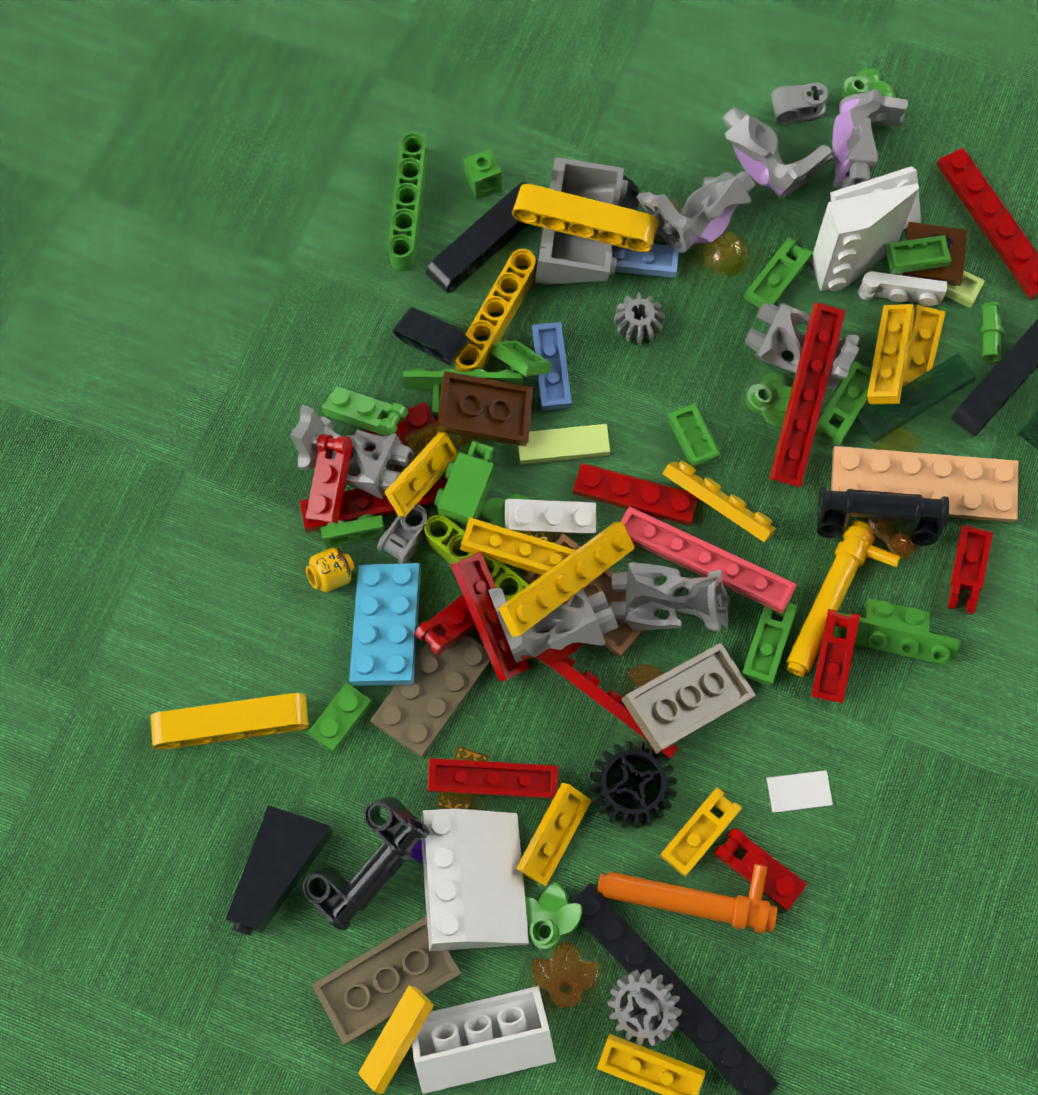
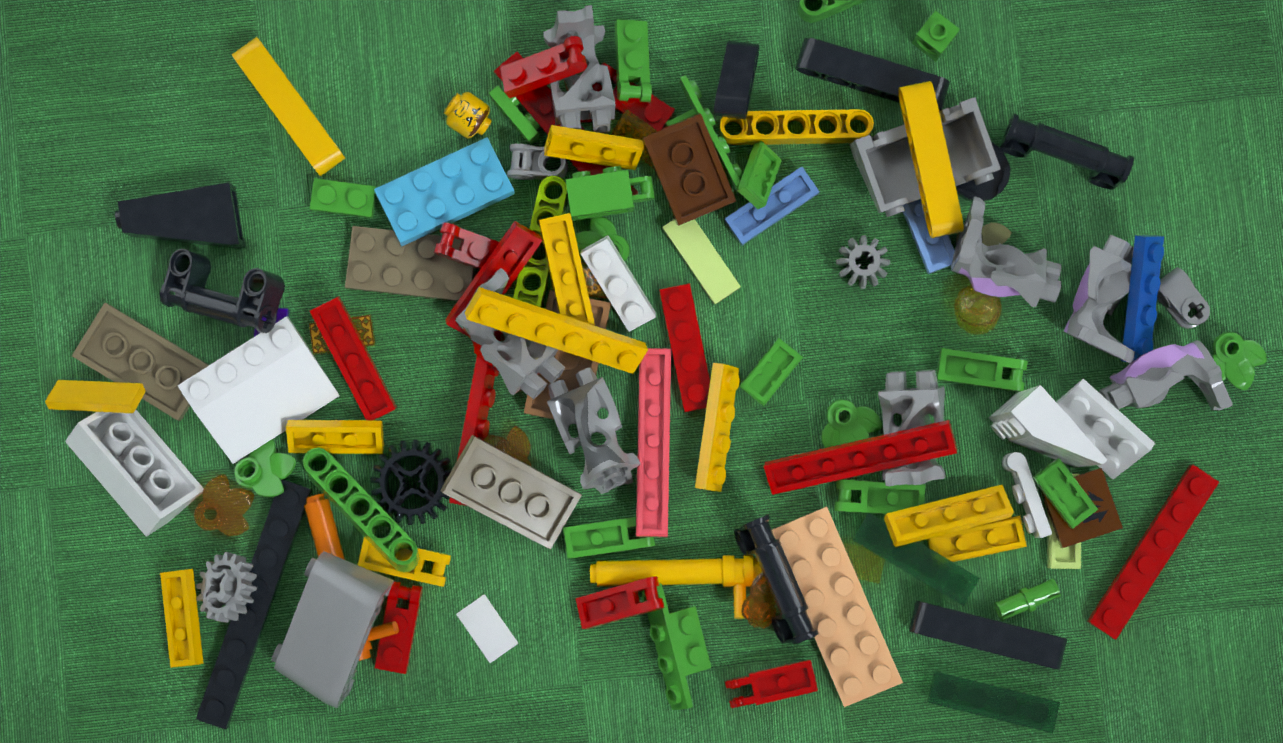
camera: 65 degrees right, 15 degrees up
(619, 837) = (354, 496): none -> bright green beam
(661, 101) = (1106, 167): none -> black piece
(736, 922) = (331, 627): none -> light grey windscreen
(775, 118) = (1143, 293): none -> blue plate

